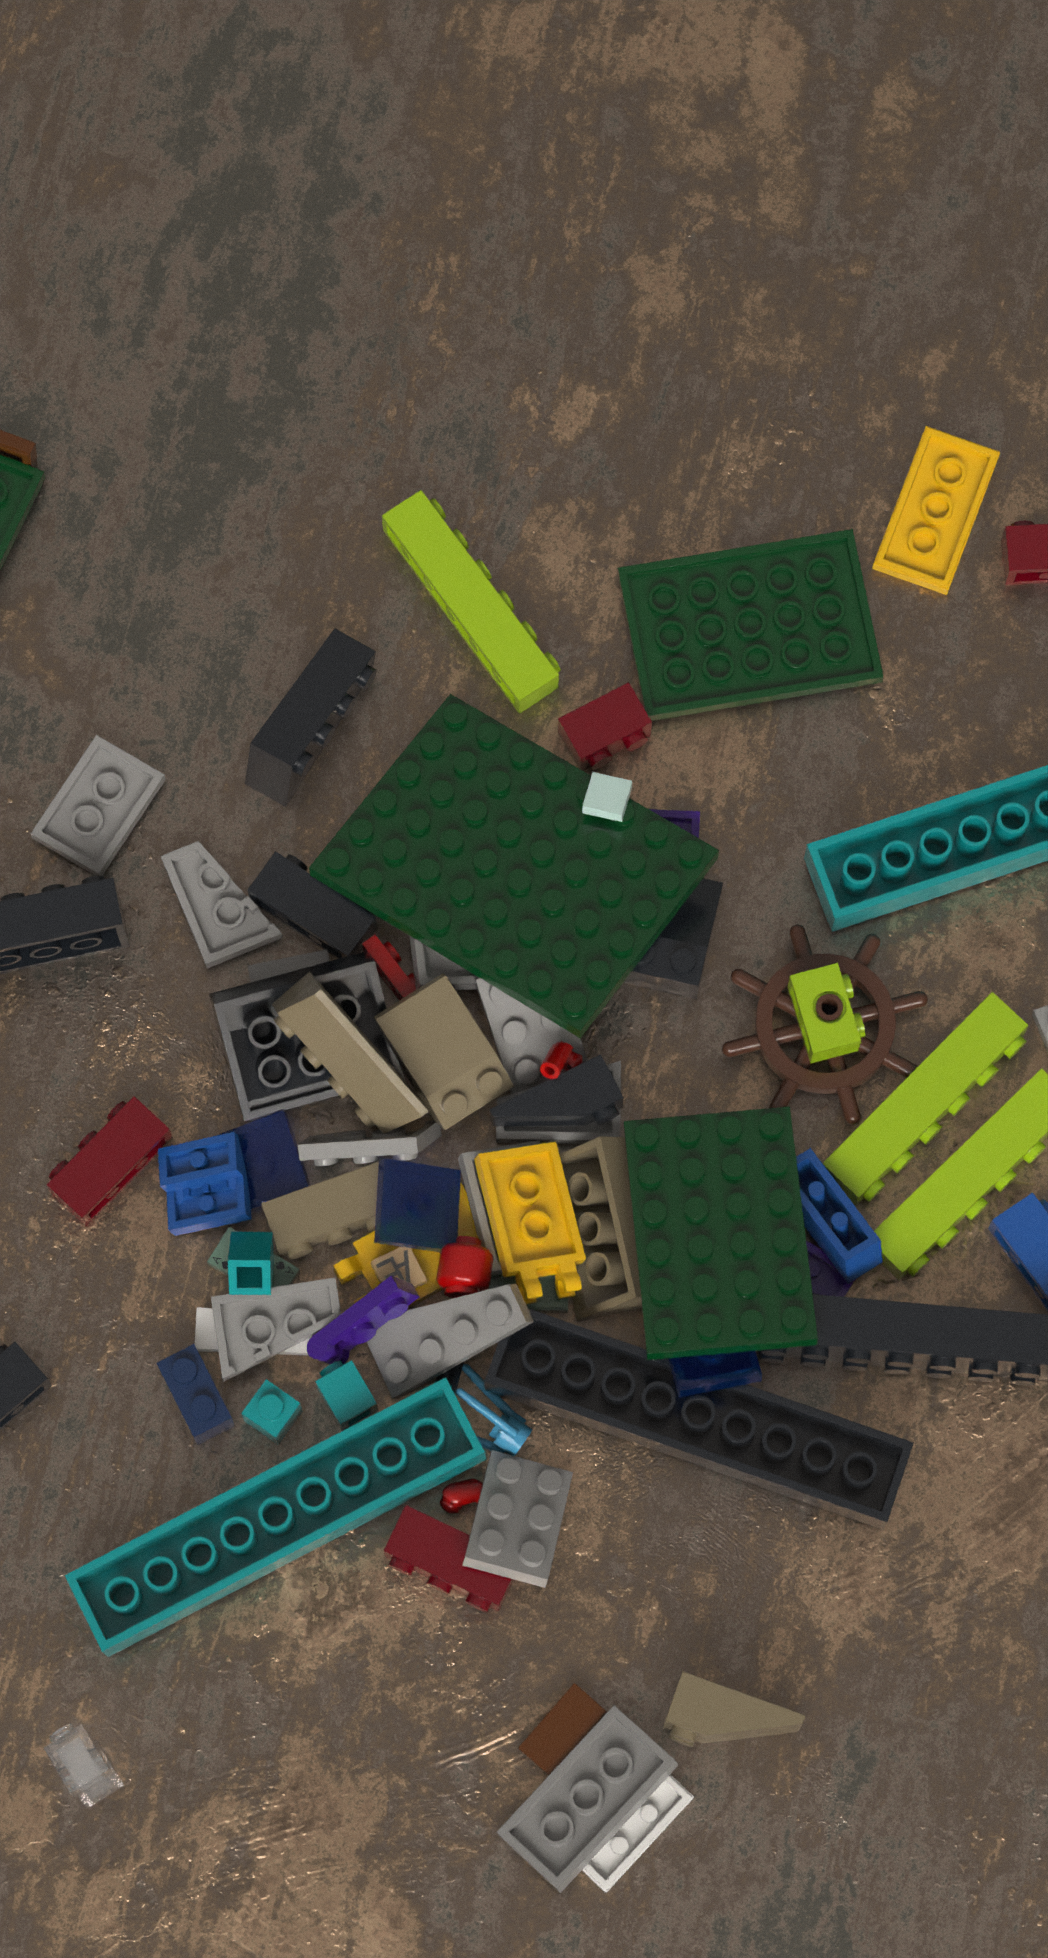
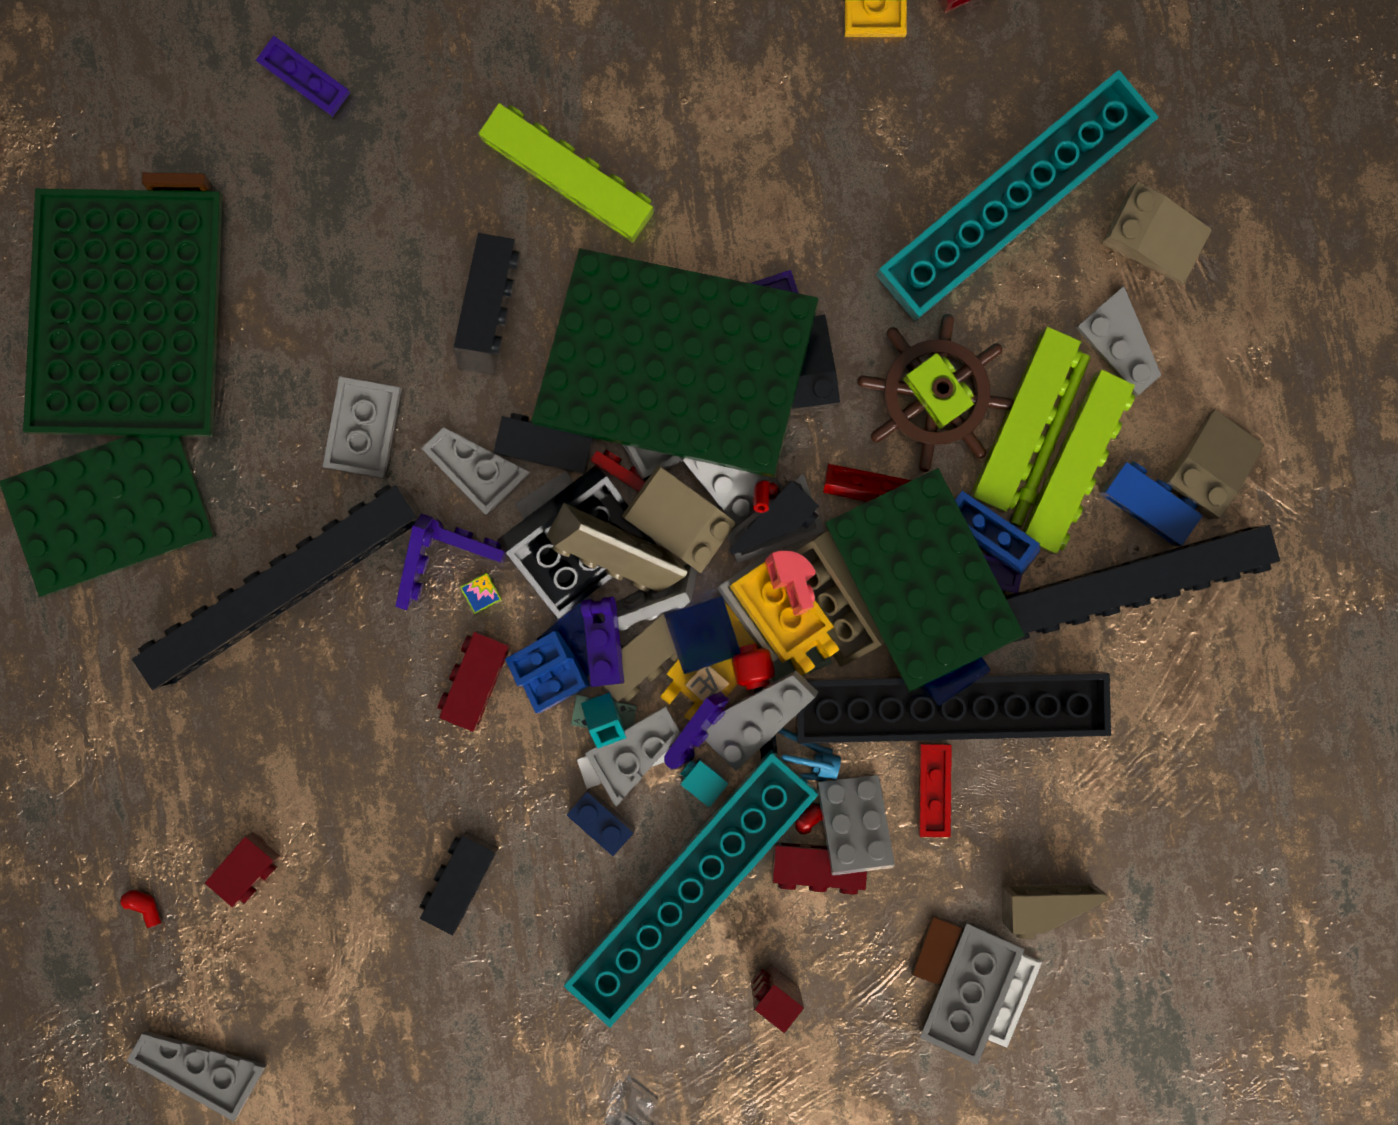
camera: 20 degrees left, 15 degrees up
(97, 984) = (415, 562): none -> dark purple plate
(161, 1059) = (481, 593): none -> tile
(166, 985) = (463, 539): none -> dark purple plate
(199, 379) = (303, 76): none -> dark purple plate
(272, 1412) = (658, 814): teal brick -> none
(289, 1166) = (603, 642): none -> dark purple plate
(330, 1690) = (776, 997): none -> dark red brick
(561, 1169) = (792, 571): none -> coral brick
(605, 728) = (700, 232): dark red brick -> none
(607, 797) = (724, 288): light aqua tile -> none
(637, 1518) = (935, 789): none -> red plate
(677, 1094) = (858, 483): none -> red plate
(750, 625) = (774, 114): dark green plate -> none
(897, 1192) = (1028, 494): none -> lime bar

